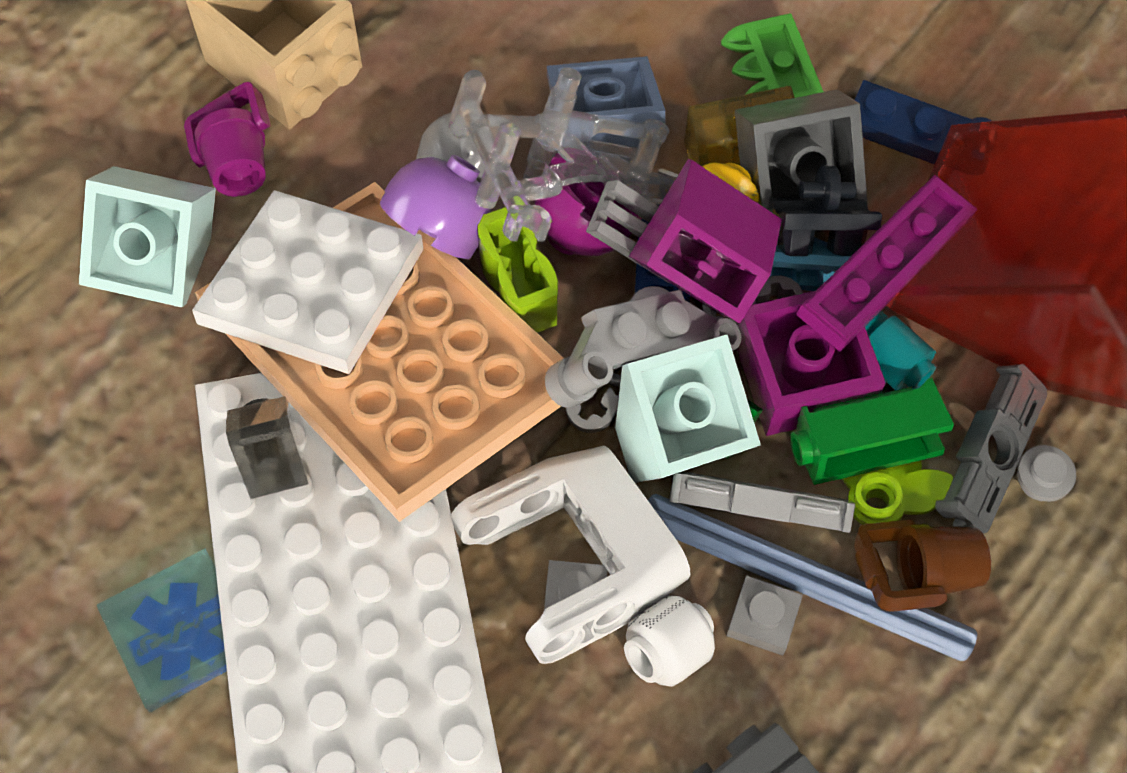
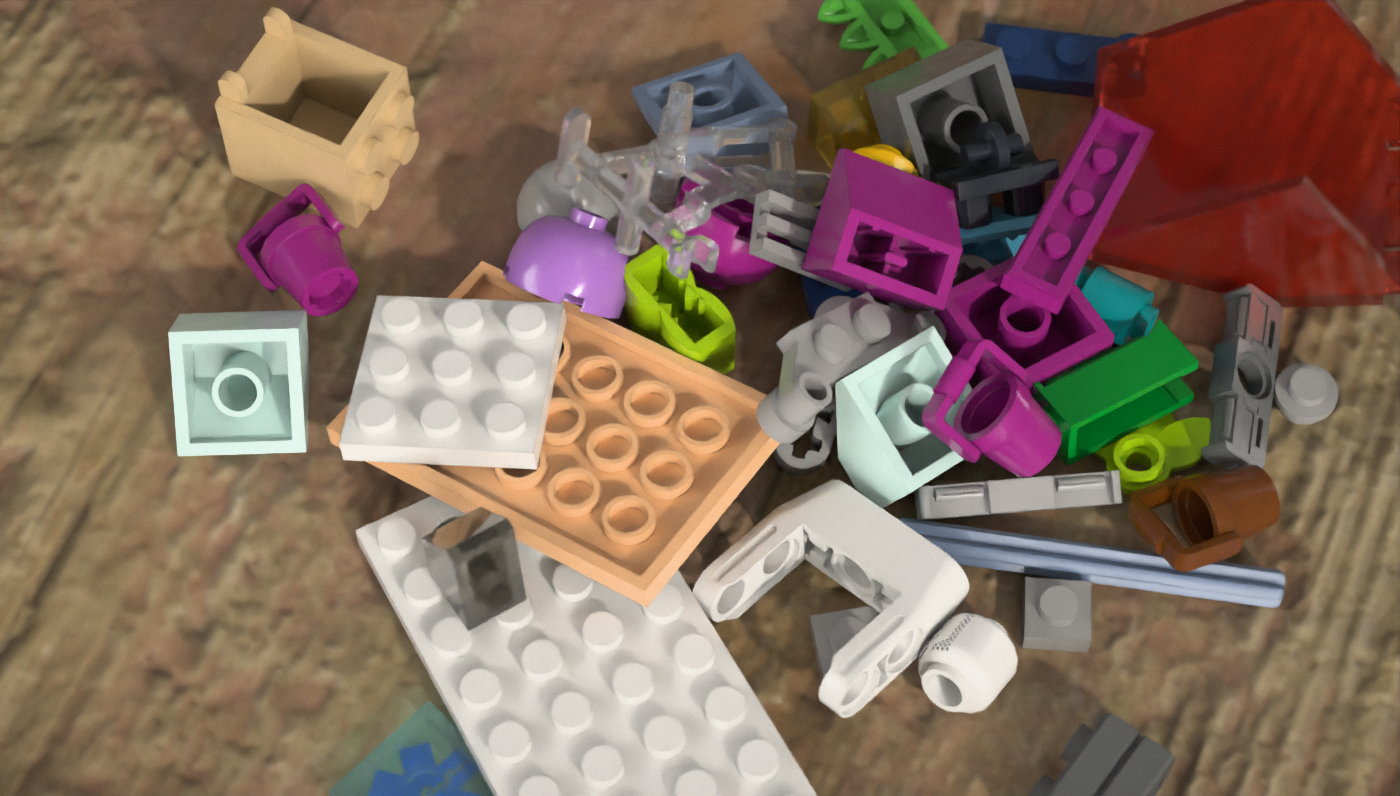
camera: 15 degrees left, 5 degrees down
(757, 429) = (995, 416): none -> magenta piece

